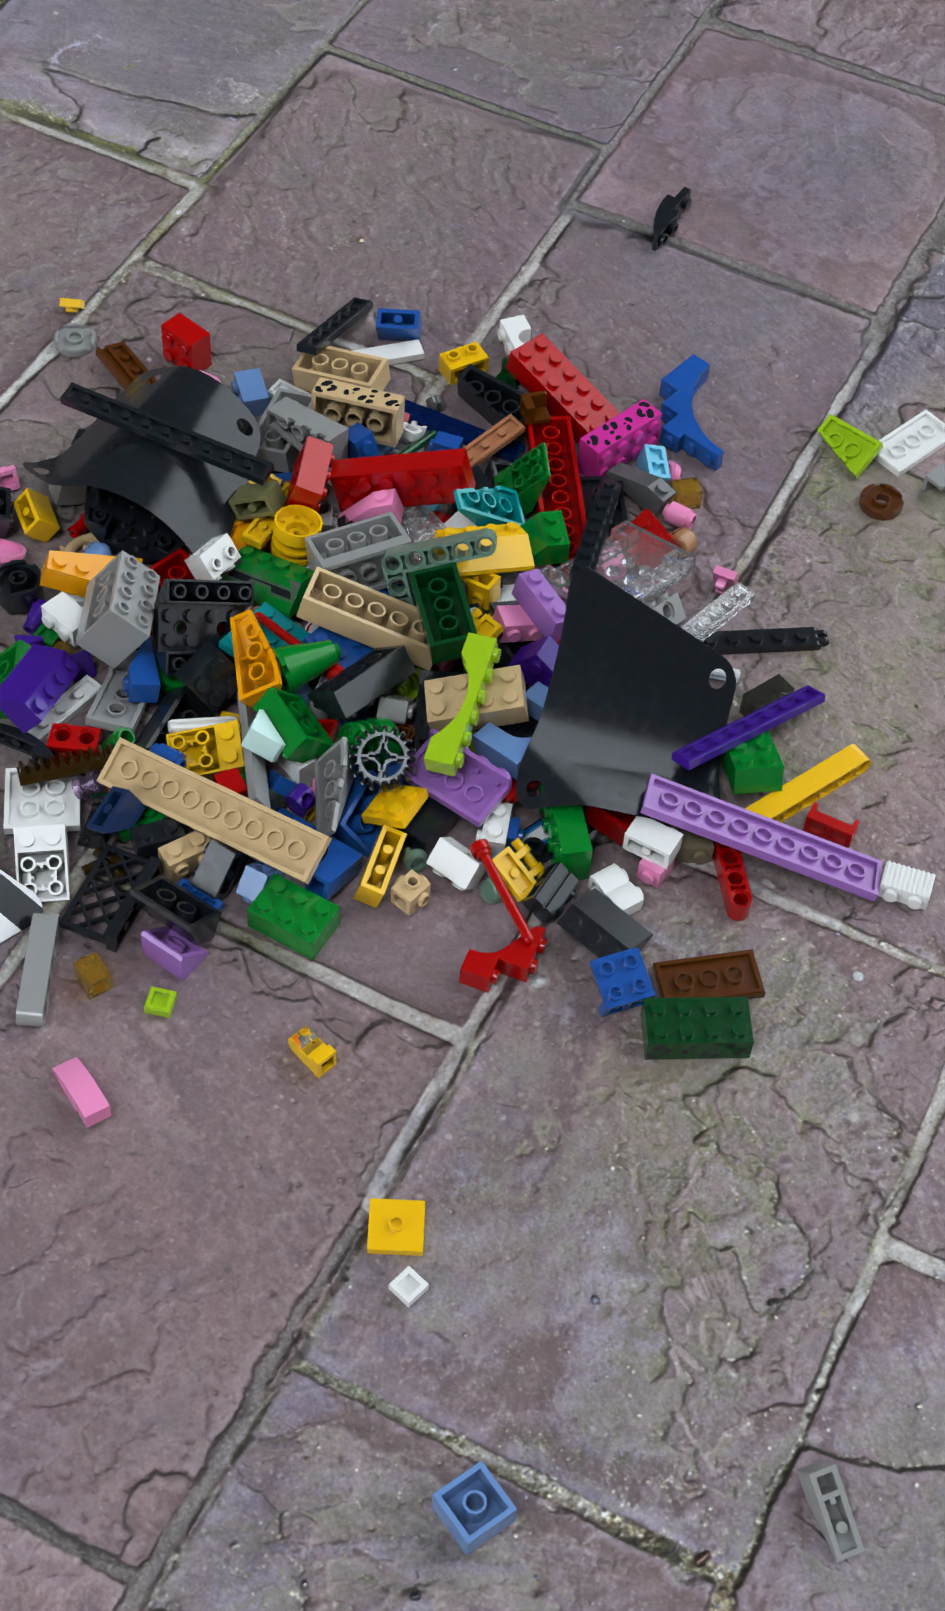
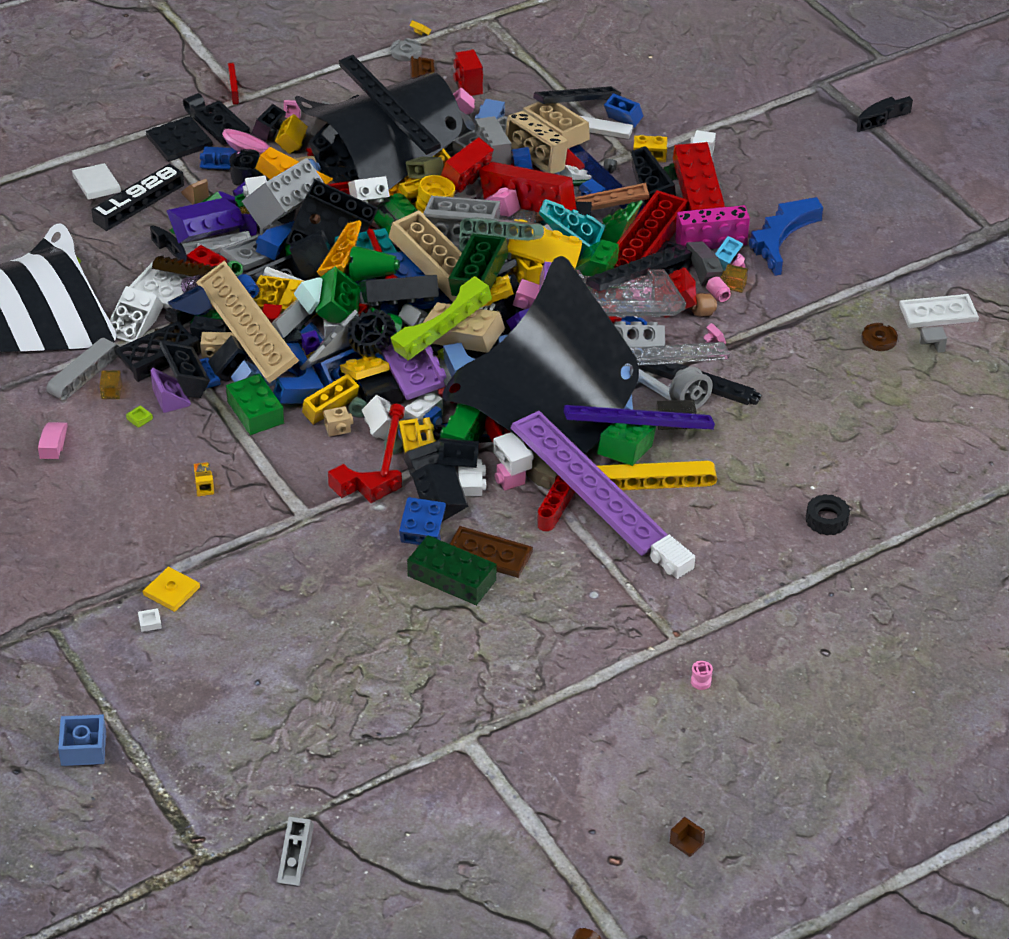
camera: 35 degrees right, 10 degrees down
(534, 408) = (663, 184): reddish brown panel -> none
(594, 871) = (458, 452): none -> black hinge
(761, 659) = (691, 385): none -> light grey wheel
(829, 827) = (652, 503): red hinge -> none
(849, 444) = (886, 293): lime wing -> none

